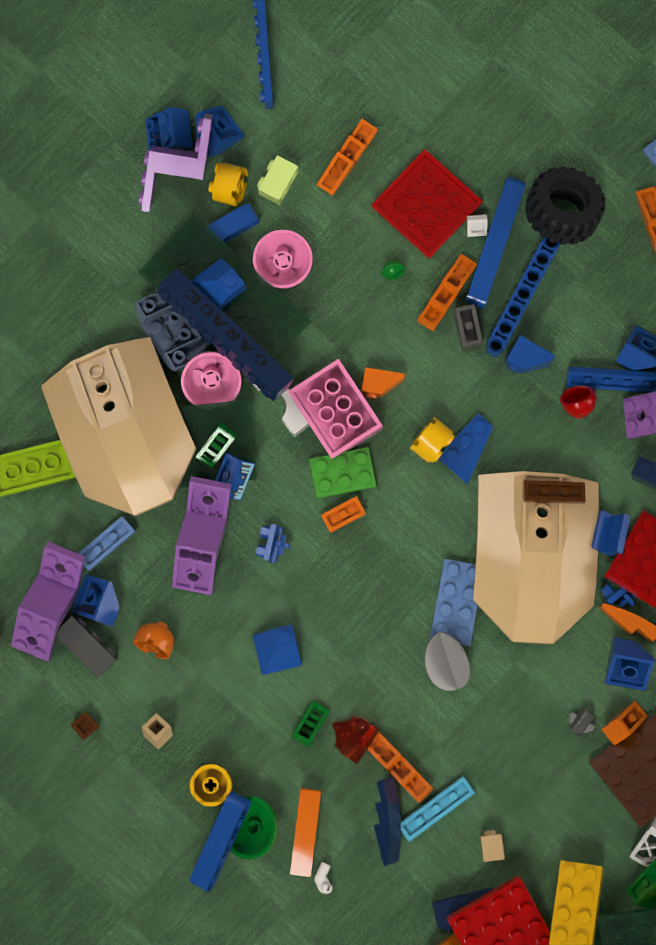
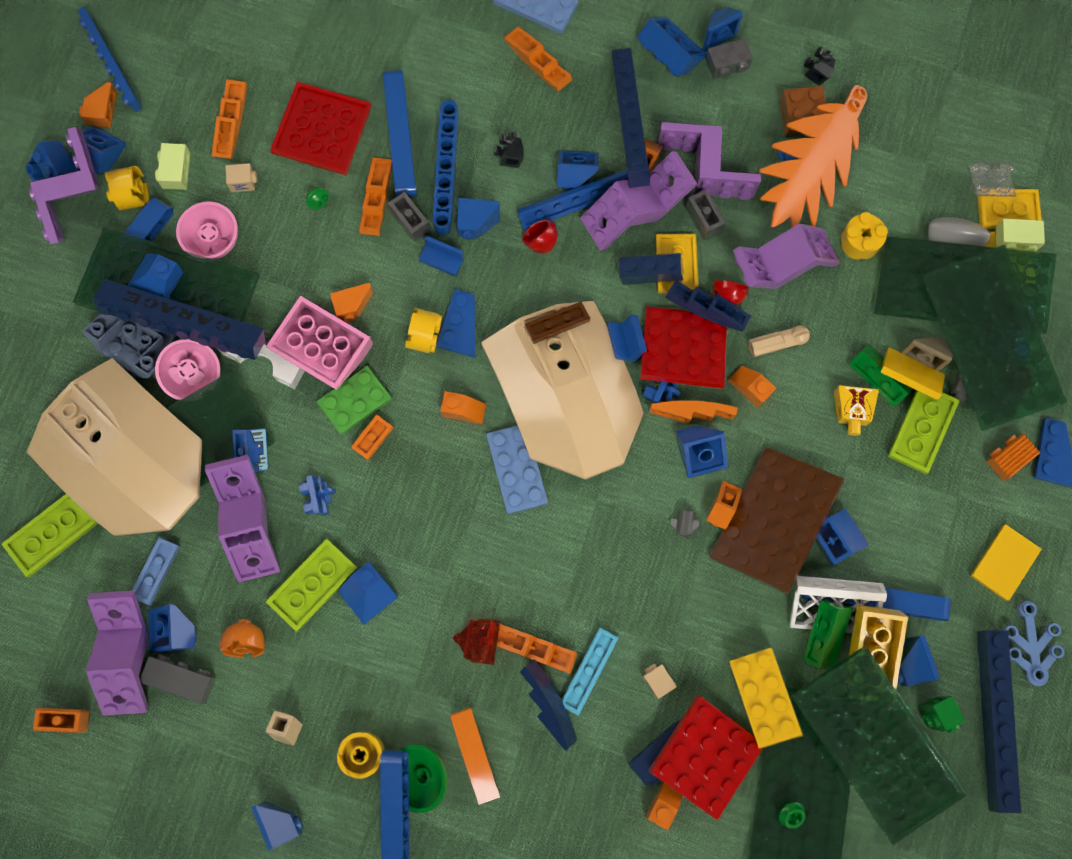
camera: 30 degrees left, 5 degrees down
(85, 726) = (210, 758): reddish brown plate -> none
(117, 808) = (276, 824): none -> blue slope
(224, 430) = (212, 426): green slope -> none
(233, 620) = (311, 585): none -> lime plate
(236, 91) = (99, 106): none -> orange slope
(299, 738) = (426, 667): green slope -> none
(321, 879) = (511, 794): white arm -> none
(333, 219) = (241, 177): none -> tan brick
(435, 526) = (462, 408): none -> orange slope
(446, 662) = (533, 527): light grey piece -> none
(476, 225) = (375, 126): white plate -> none
(480, 377) = (442, 256): none -> blue panel
(574, 187) = (446, 88): black tyre -> none
(590, 307) = (512, 150): none -> black piece

